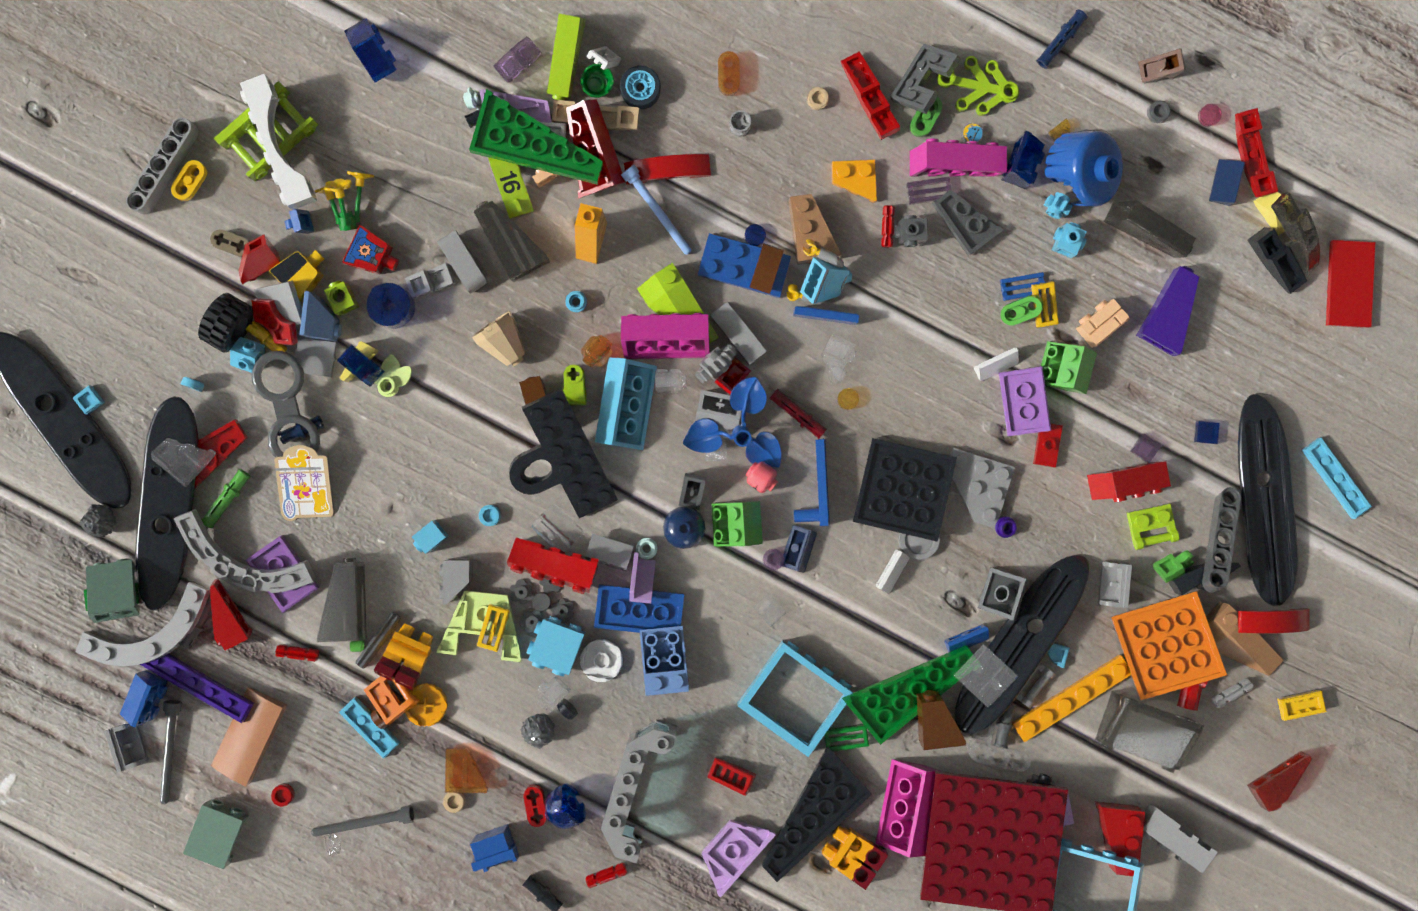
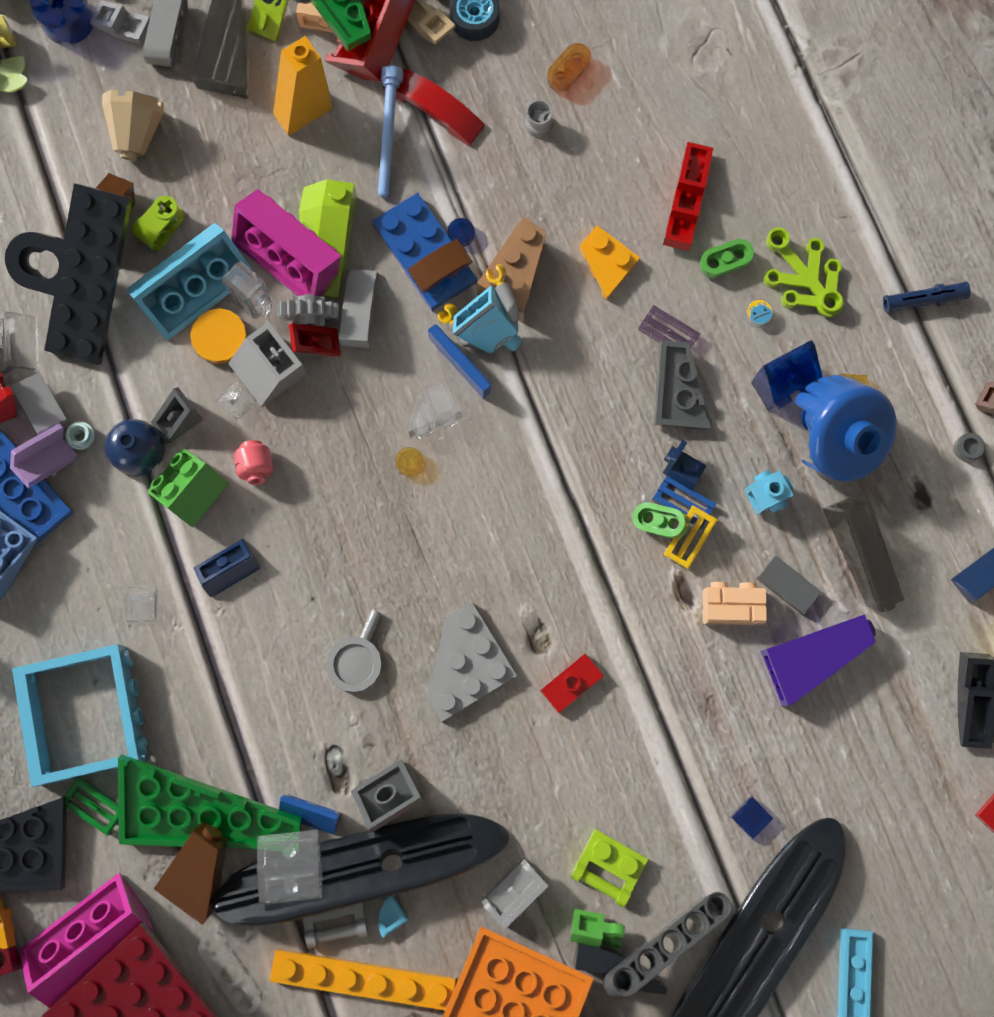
camera: 35 degrees right, 10 degrees down
(569, 301) = (235, 144): medium azure plate -> none
(596, 351) = (209, 208): clear orange head -> none
(670, 421) = (217, 335): none -> light orange tile
(750, 398) = (308, 368): blue plant -> none
(773, 559) = (191, 555): clear purple plate -> none
(779, 399) = (345, 423): dark red pin -> none
(818, 98) = (635, 159): tan tile -> none
(822, 513) = (283, 549): blue piece -> none
(887, 226) = (597, 330): red axle -> none
(892, 571) = (297, 673): white slope -> none
(904, 489) = (382, 598): black plate -> none
(910, 88) = (732, 222): dark grey plate -> none
(916, 225) = (615, 350): dark grey brick -> none
(958, 159) = (723, 321): dark pink wedge -> none
(997, 364) = (590, 555): white slope -> none
(1005, 727) = (264, 944): dark grey pin -> none
(1007, 266) = (683, 467): none -> dark blue bracket
(1010, 527) = (456, 737): dark purple plate -> none
(1025, 401) = (585, 617): medium lavender tile -> none
(1058, 205) = (786, 450): medium azure gear -> none
(1068, 366) = (659, 619): bright green slope -> none
(1122, 283) = (789, 585): none -> dark grey tile
(1129, 481) = (625, 795): red wedge -> none
(1145, 448) = (671, 777): clear purple tile -> none

